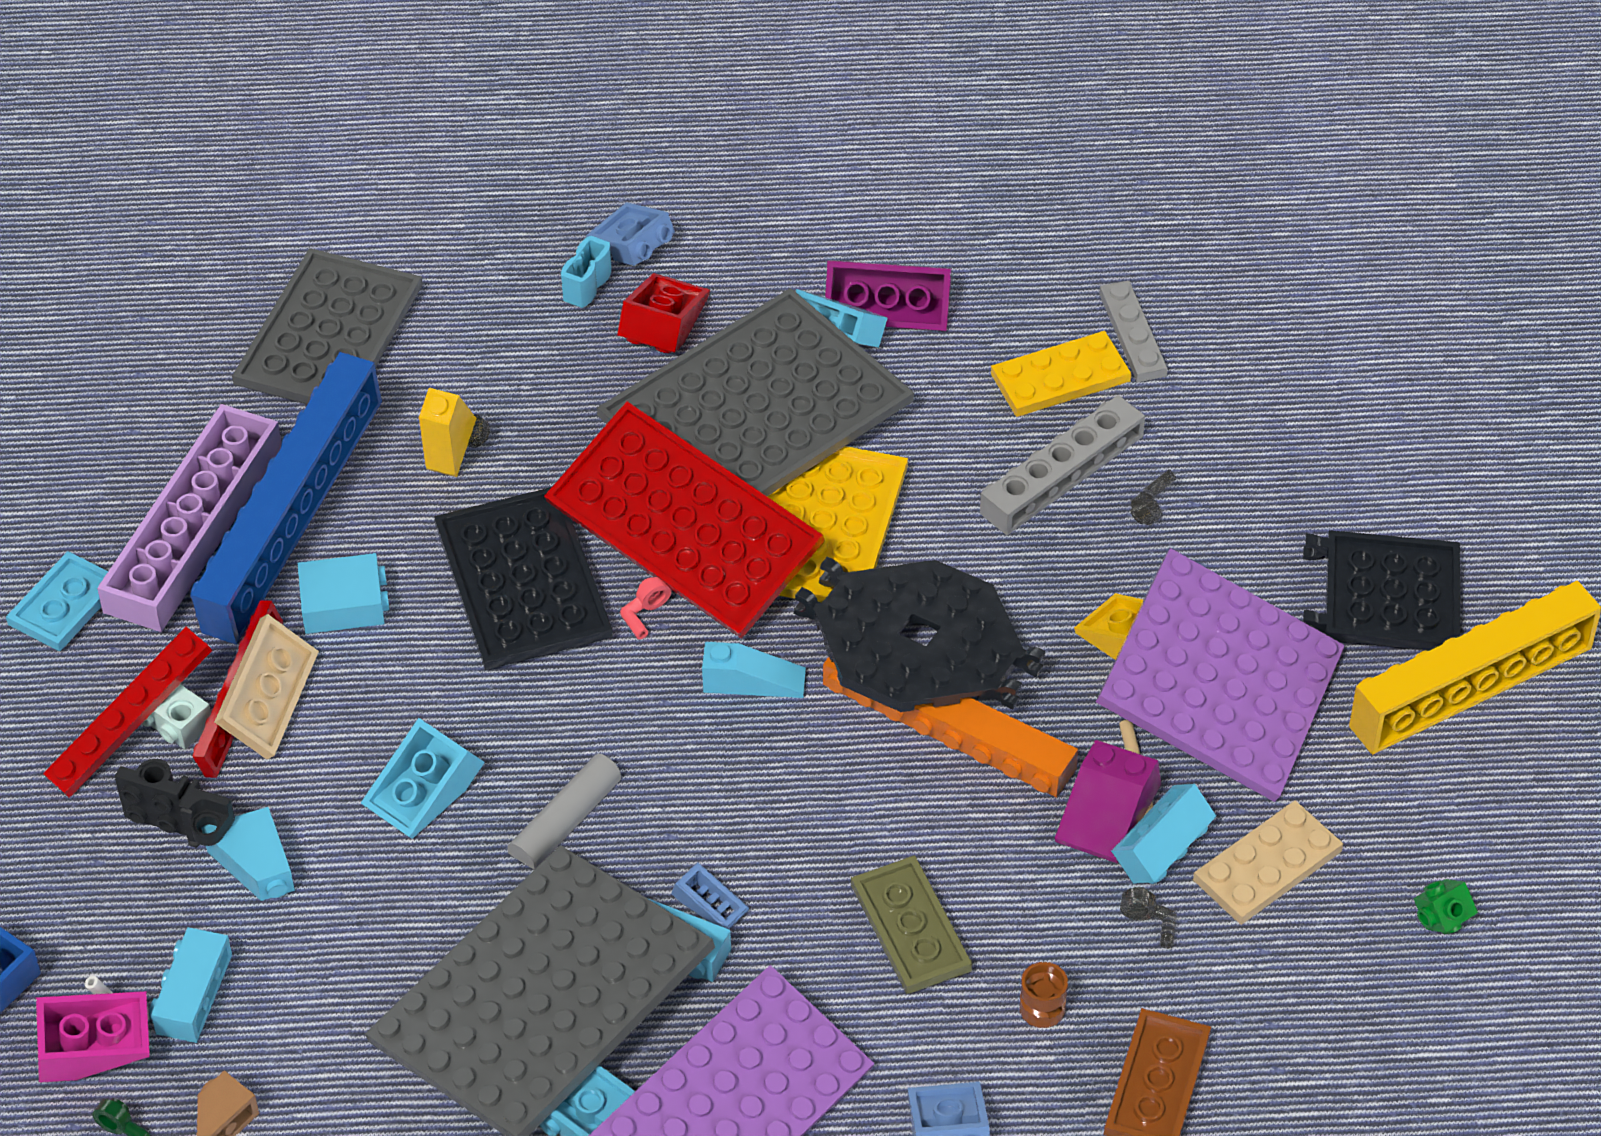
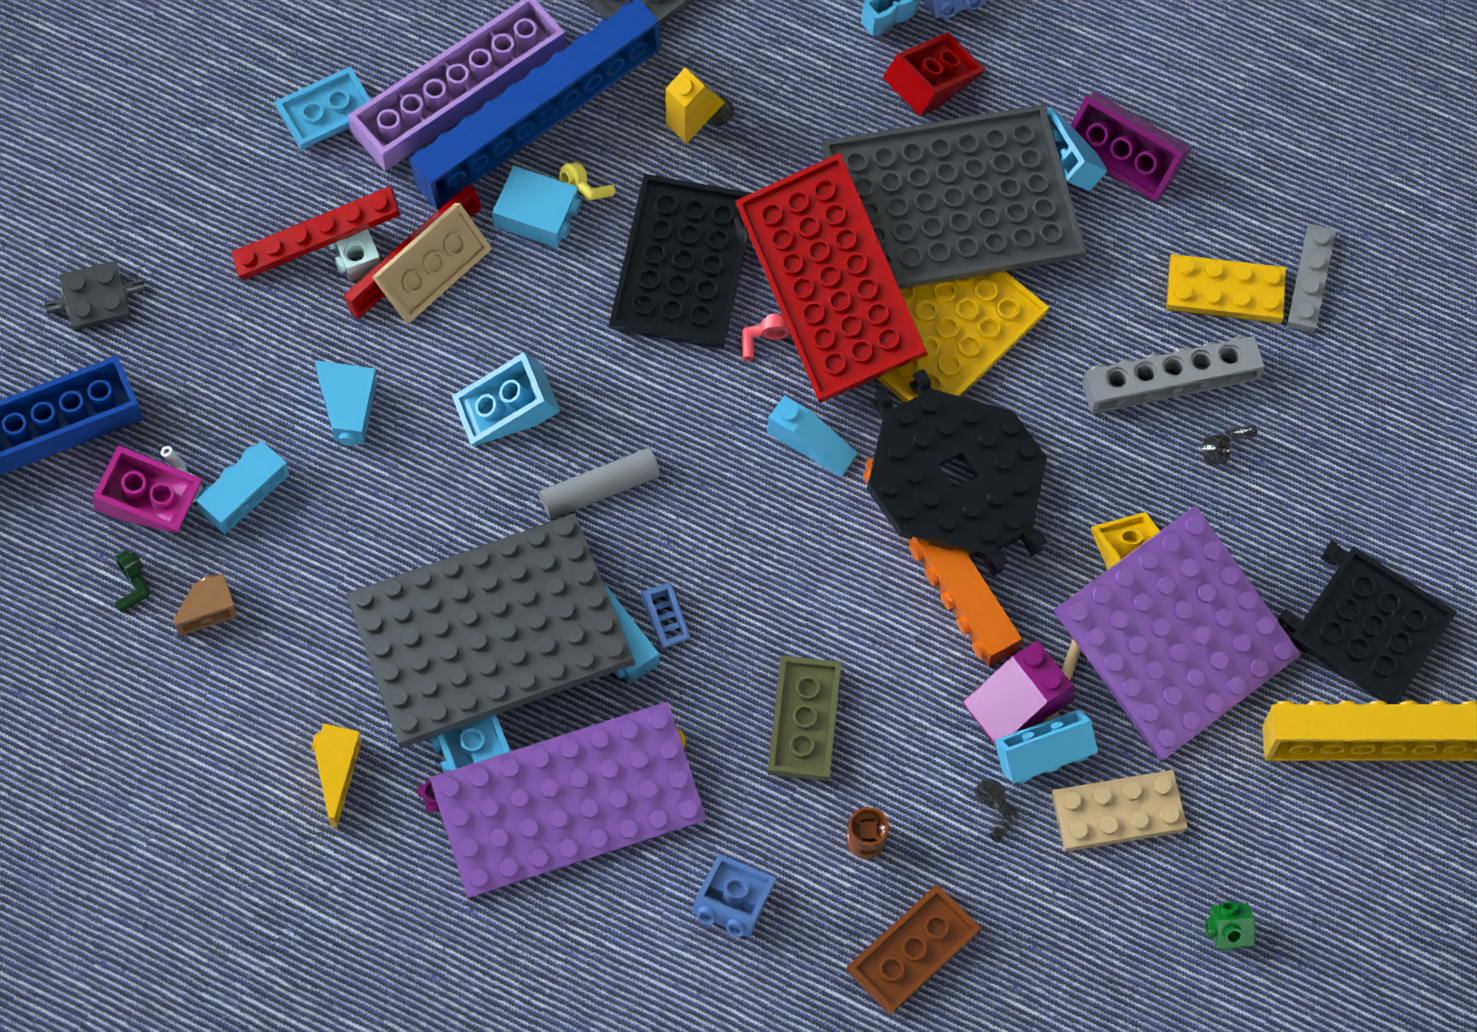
camera: 25 degrees right, 15 degrees up
(181, 807) = (297, 315): black plate -> none
(368, 545) = (576, 175): none -> light yellow plate

